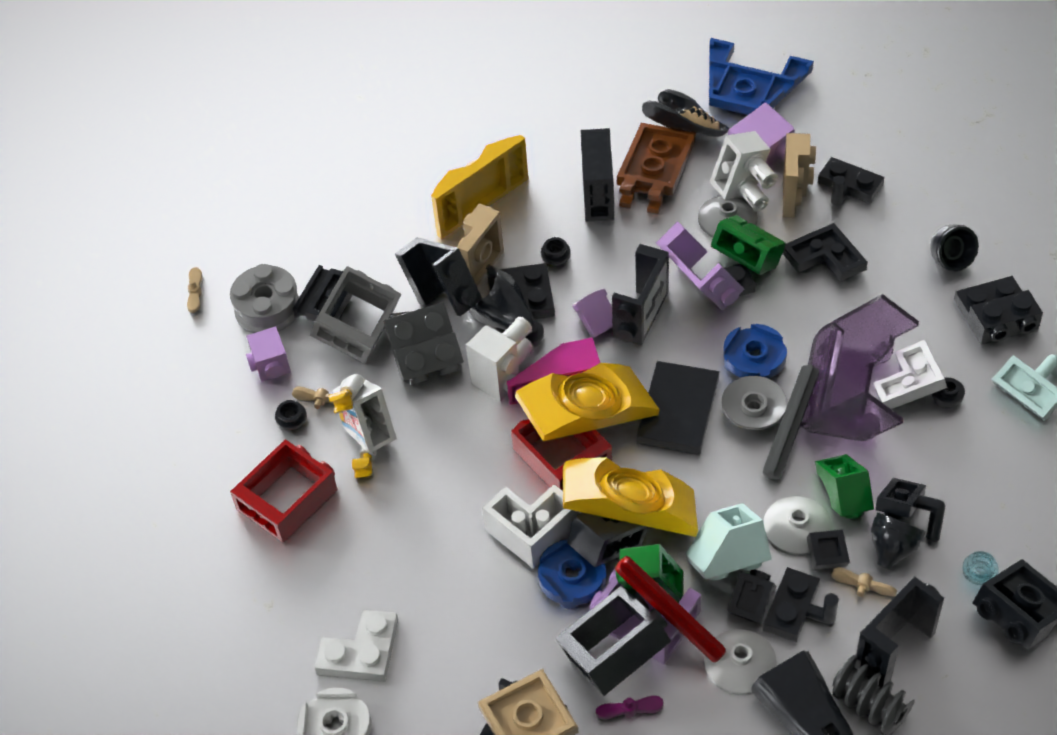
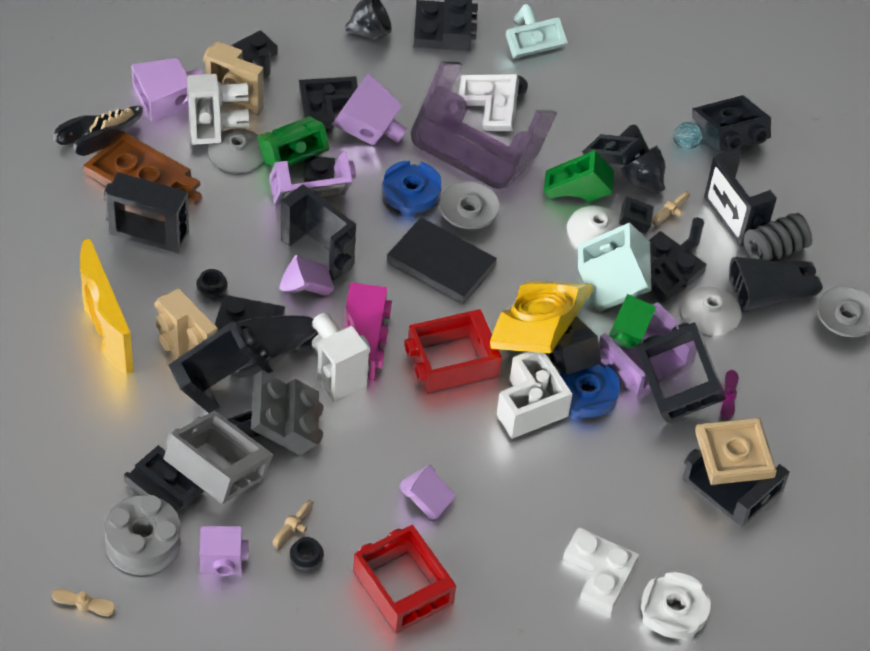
camera: 80 degrees left, 0 degrees up
(364, 418) = (357, 481): white torso -> none
(386, 479) = (427, 491): none -> lavender tile
(585, 401) = (426, 311): yellow slope -> none
(670, 609) = (672, 317): red axle -> none
(747, 88) = (83, 79): blue wing -> none
(791, 422) = (502, 188): dark grey axle -> none
(821, 285) = (371, 113): none -> lavender torso

